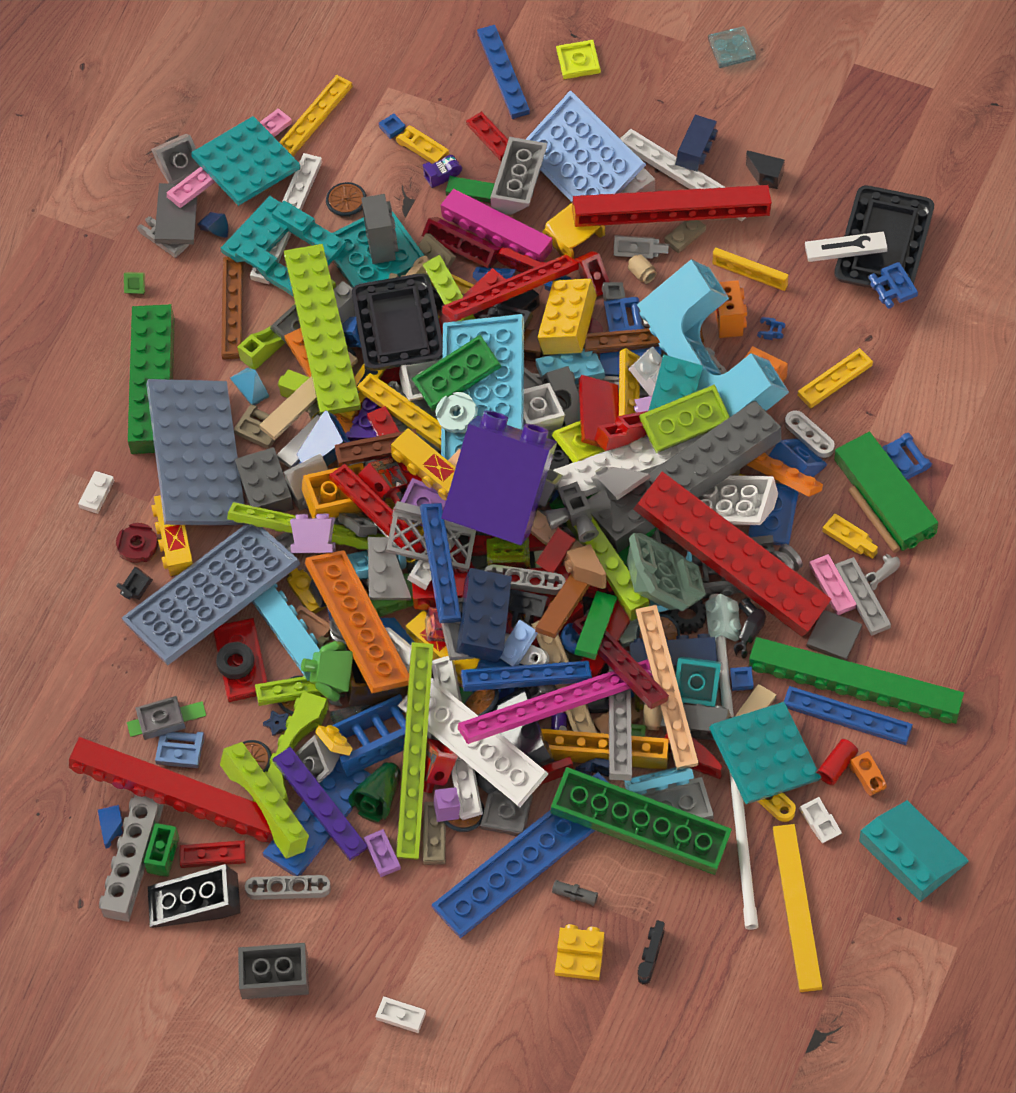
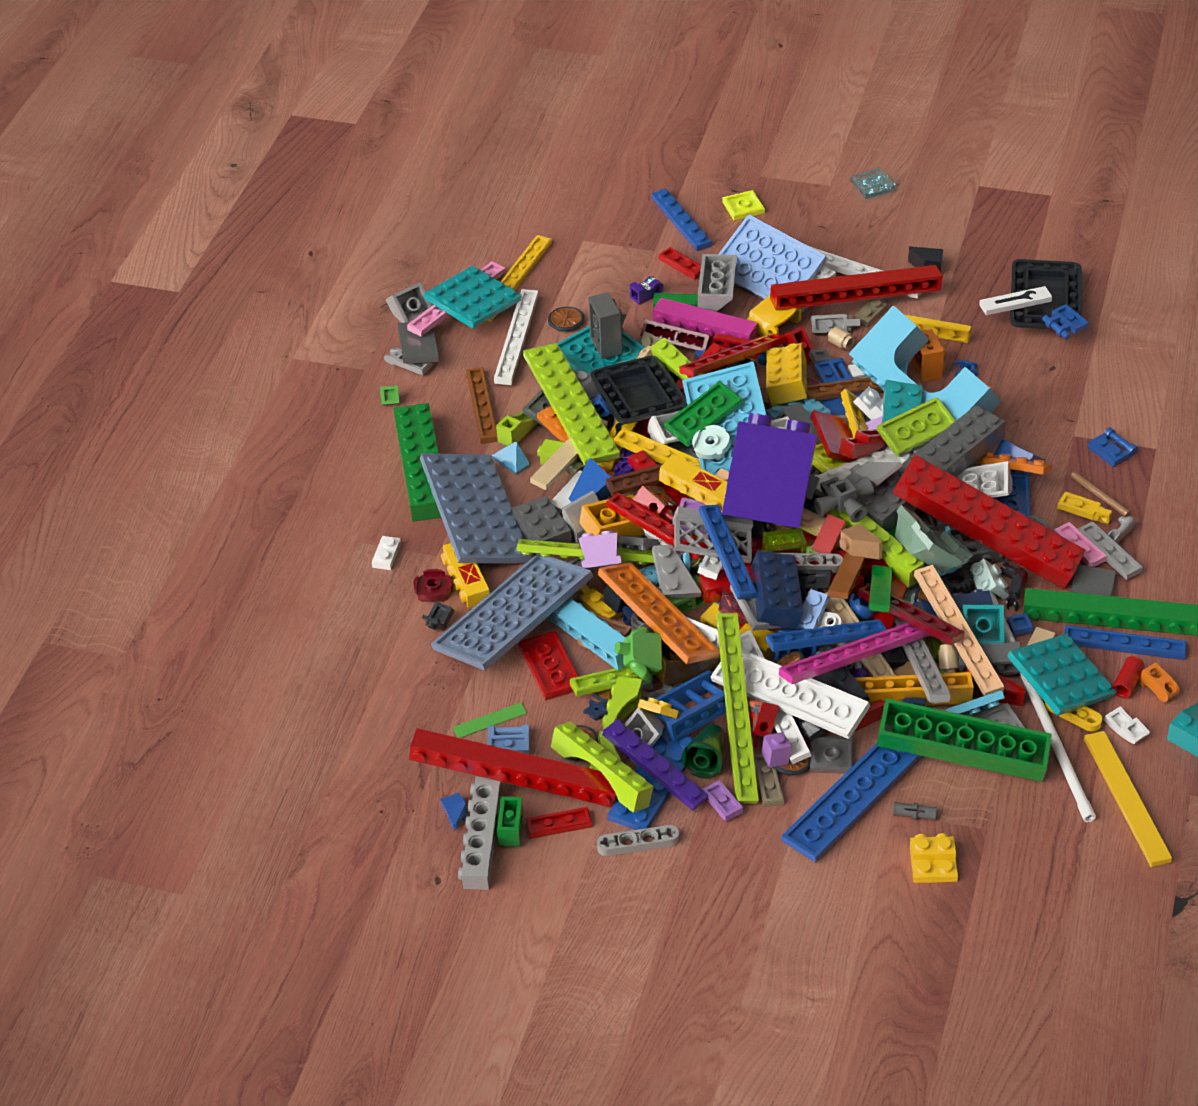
camera: 10 degrees left, 15 degrees down
(160, 718) = (484, 717): flat silver tile -> none
(195, 897) = (550, 858): black slope -> none
(215, 224) = (455, 346): dark blue tile -> none
(231, 649) = (546, 672): black tyre -> none
(249, 428) = (521, 488): dark tan plate -> none
(266, 228) = (503, 340): teal piece -> none
(273, 971) = (642, 908): dark grey brick -> none
(392, 126) = (594, 264): blue plate -> none
(400, 1014) = (774, 932): white plate -> none
(422, 145) = (623, 273): yellow plate -> none
(650, 954) = (1001, 850): black hinge -> none
(696, 143) = (864, 246): dark blue brick -> none
(807, 427) = (1026, 439): white plate -> none
(834, 378) = (1033, 397): yellow plate -> none
(886, 491) = (1105, 470): green brick -> none

